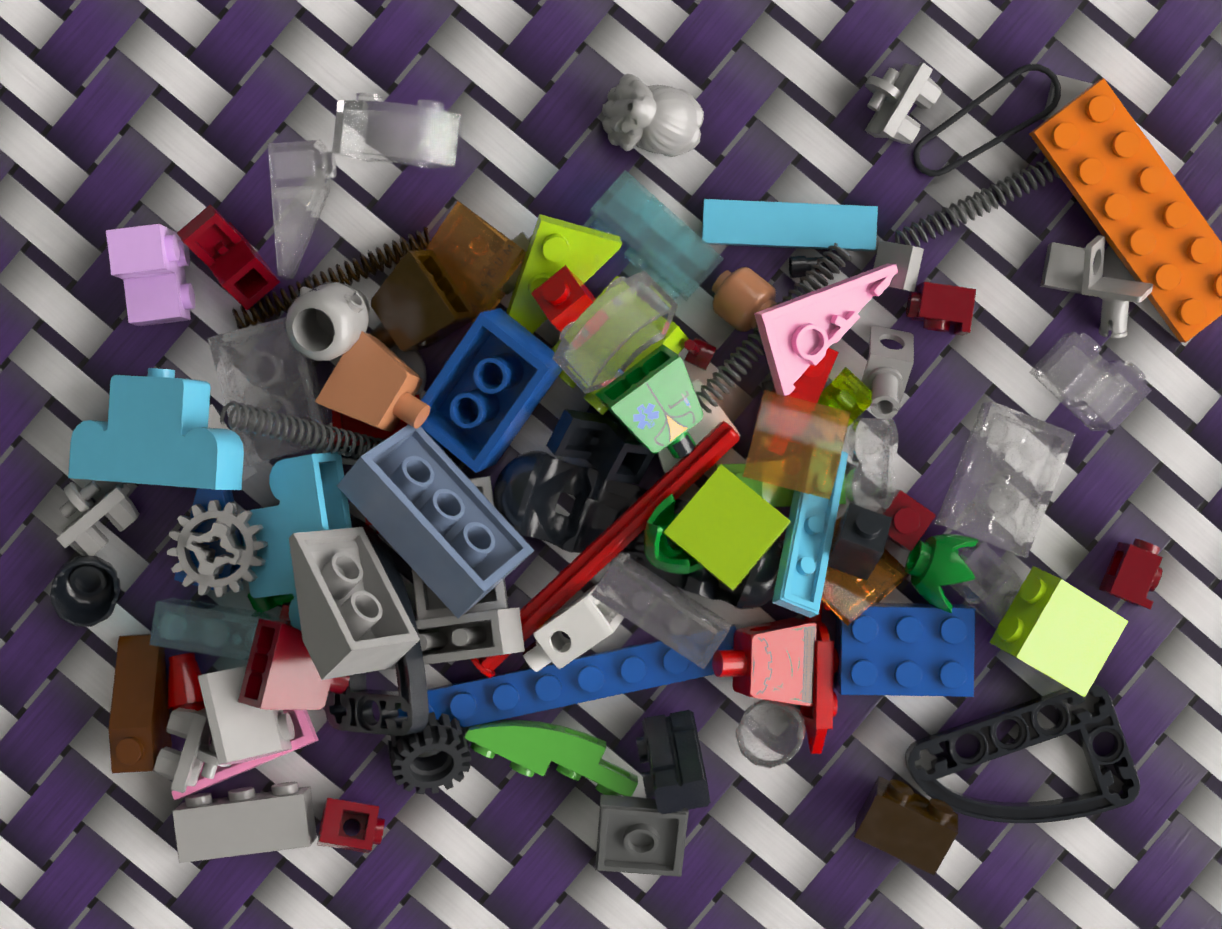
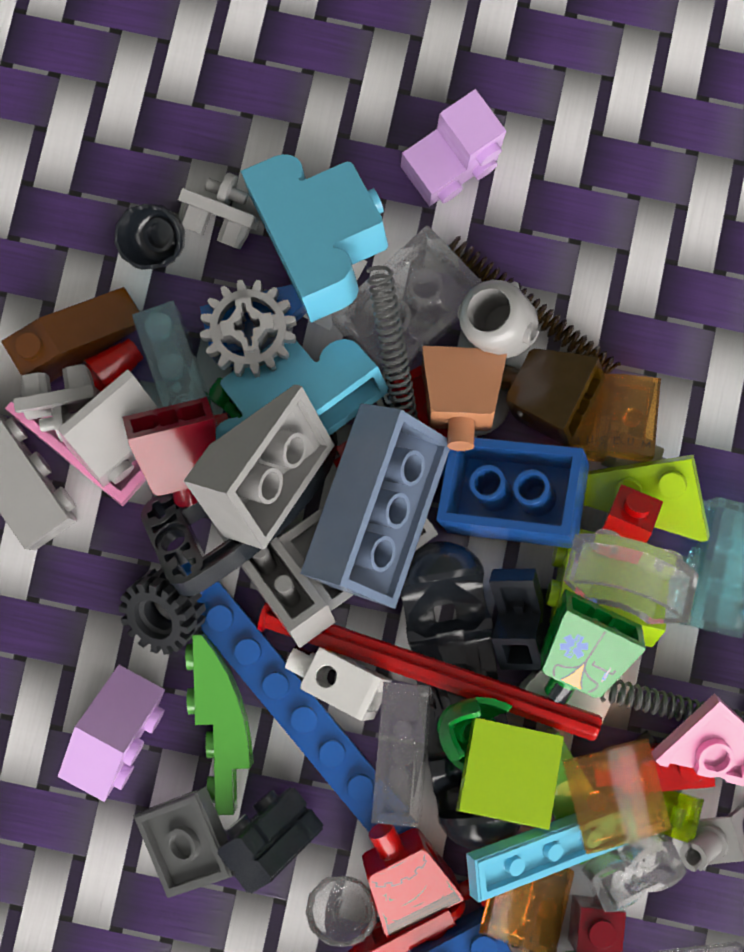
camera: 55 degrees right, 5 degrees down
(229, 257) = (504, 207): dark red brick -> none
(299, 191) = (590, 240): clear slope -> none
(334, 816) = (66, 557): dark red brick -> none
(396, 132) = (689, 294): clear brick -> none
(511, 853) = (110, 733): none -> lavender brick
(699, 352) = (645, 663): dark red hand -> none
(740, 296) = (713, 671): nougat head -> none
(859, 541) = (561, 902): black brick -> none

